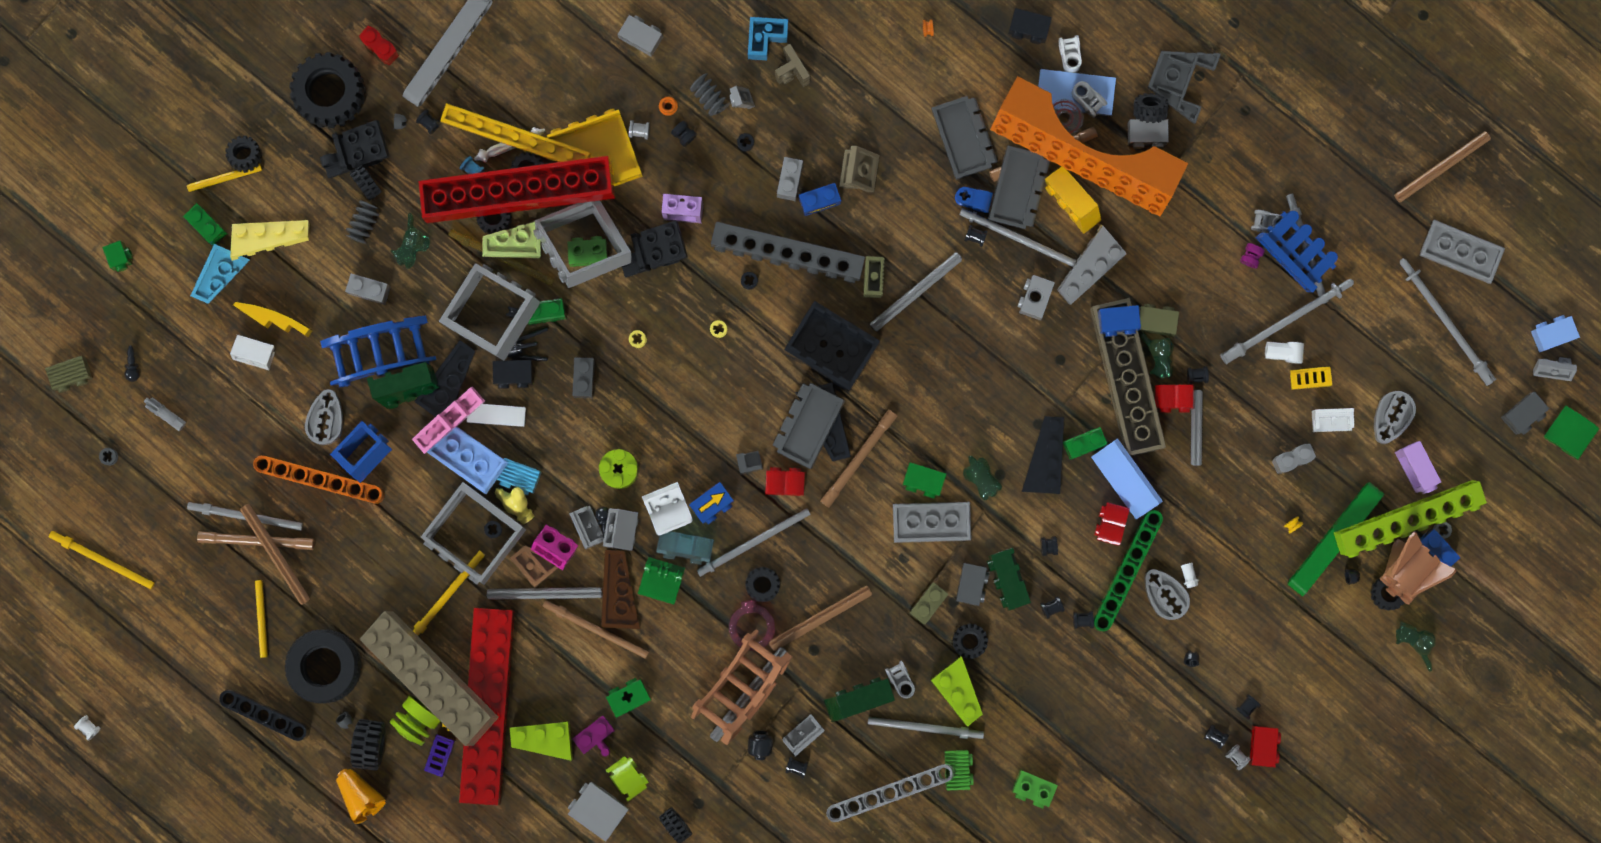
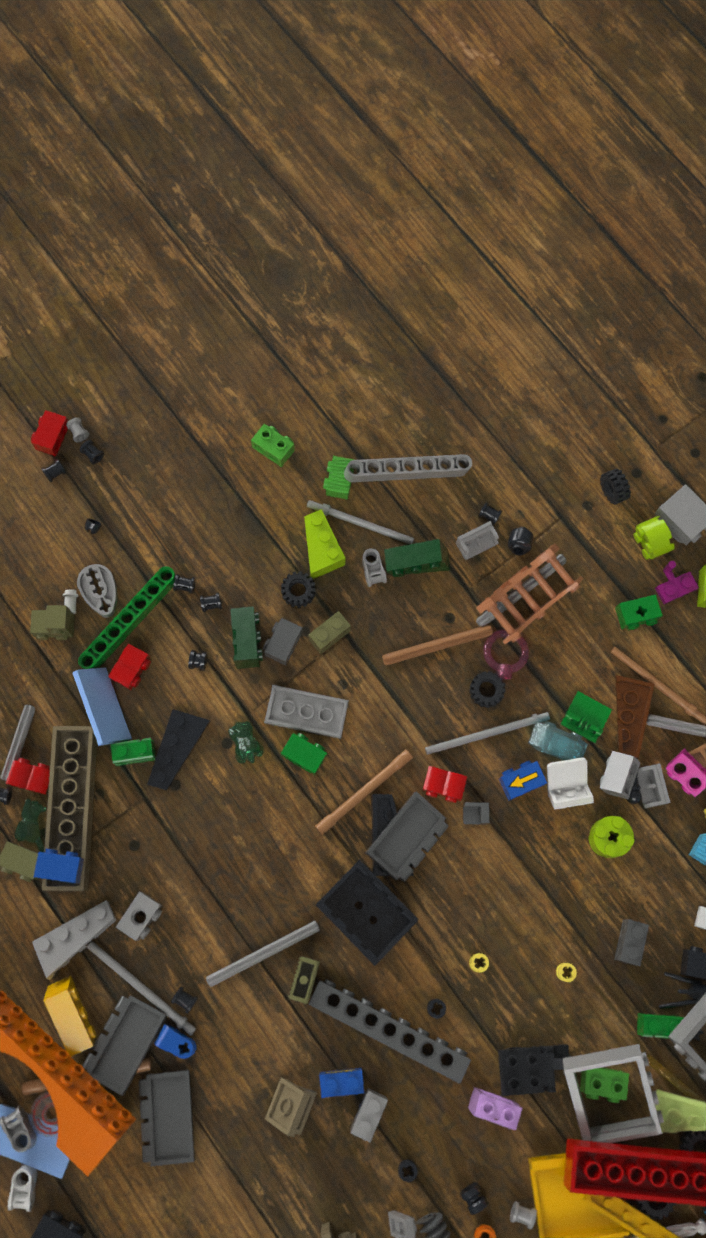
camera: 170 degrees left, 10 degrees down
(1199, 548) = (53, 622): none -> olive brick

